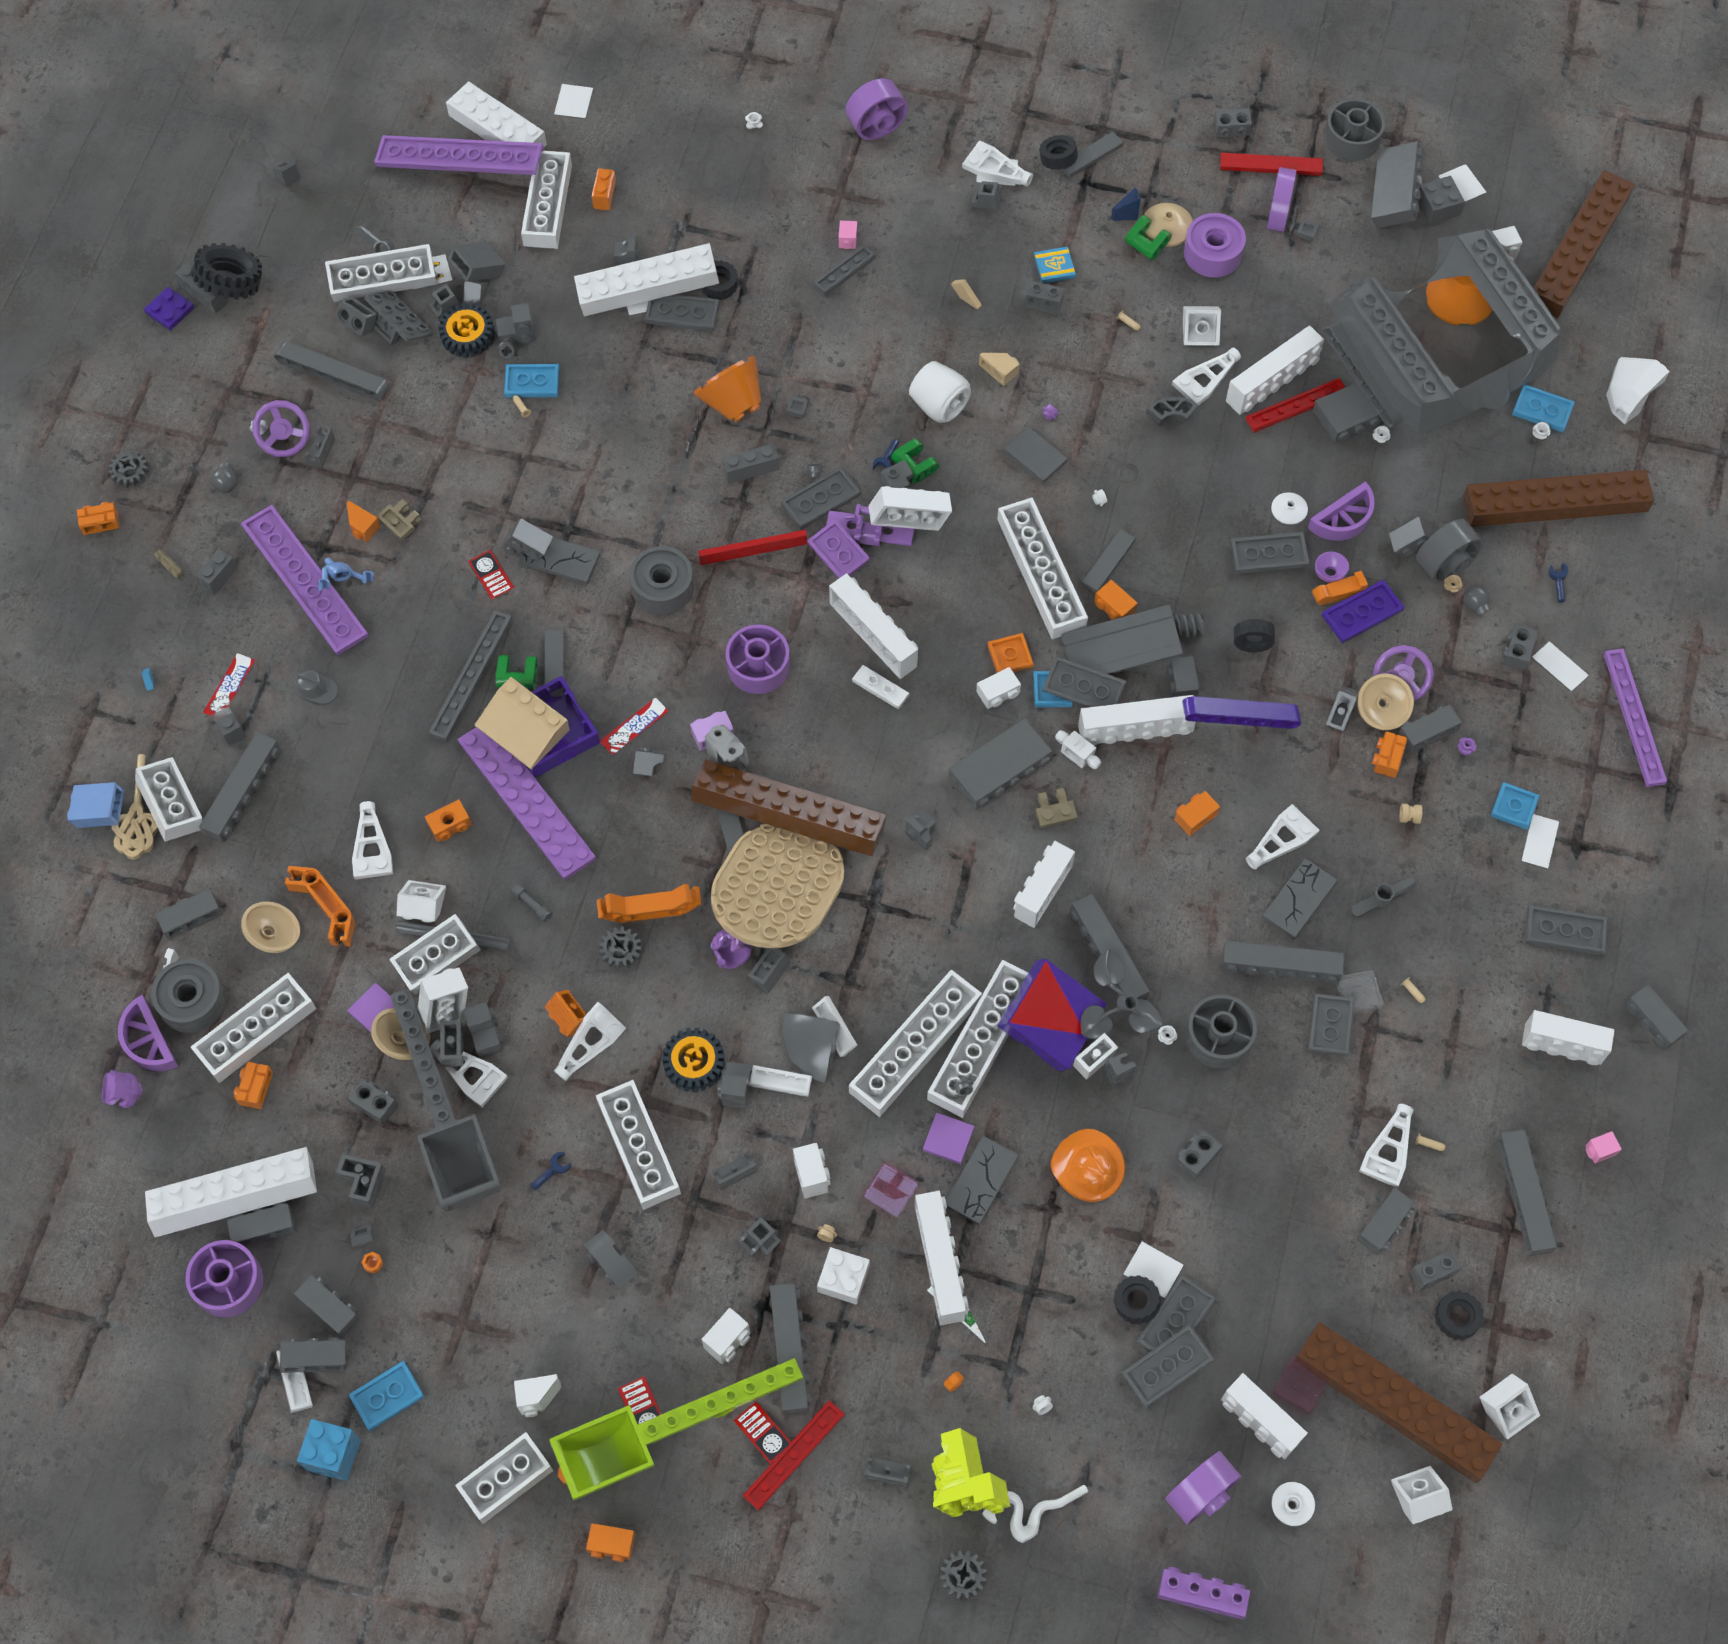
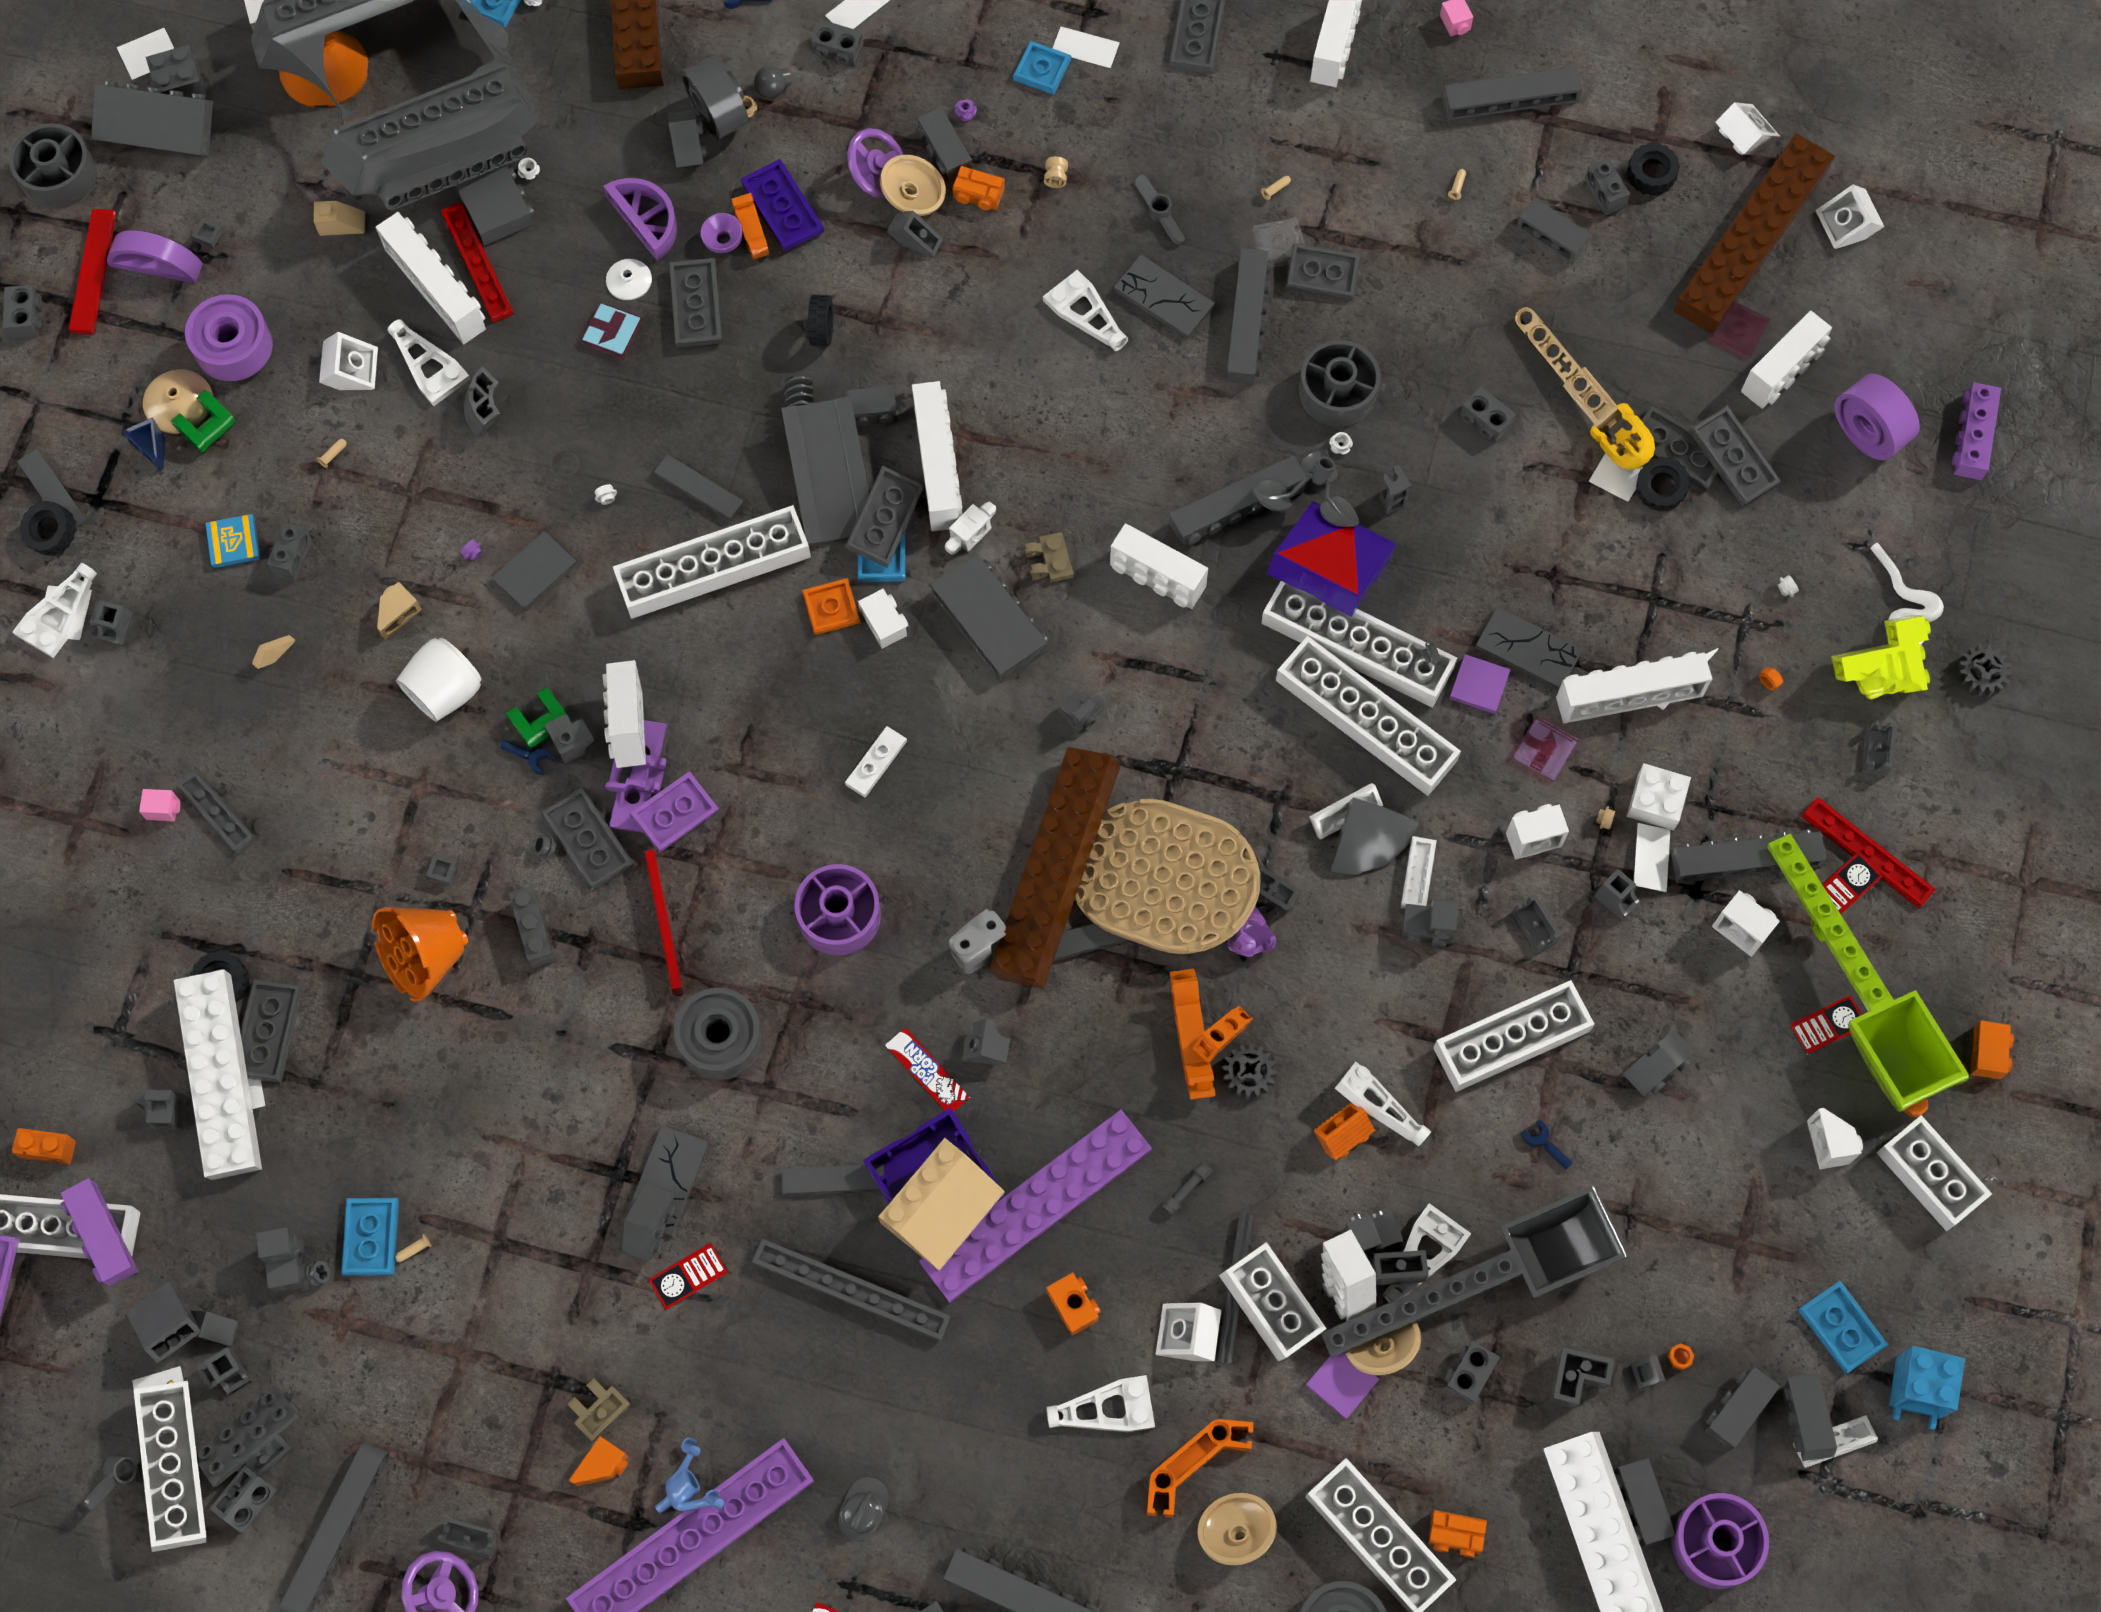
camera: 90 degrees left, 5 degrees up
(463, 321) = (298, 1317): wheel -> none
(526, 679) = (860, 1229): green connector -> none
(535, 216) = (99, 1232): none -> medium lavender brick
(649, 925) = (1222, 1033): none -> orange leg
(693, 1043) = (1420, 982): wheel -> none
(701, 727) = (939, 967): lavender brick -> none
(791, 1269) = (1652, 857): none -> white sticker
(873, 625) = (794, 763): white brick -> none
(1089, 1165) = (1506, 531): orange piece -> none
(1095, 1056) = (1377, 515): white brick -> none
(1115, 601) = (762, 479): orange brick -> none
(1170, 1270) = (1603, 416): none -> piece
(1197, 812) = (1056, 398): orange brick -> none
(1241, 712) = (932, 336): dark purple beam -> none
(1242, 497) = (611, 330): none -> tile
(1300, 1496) = (1873, 331): white dish -> none
(1322, 308) = (338, 218): none -> tan slope
(1380, 1168) = (1492, 232): white plate -> none

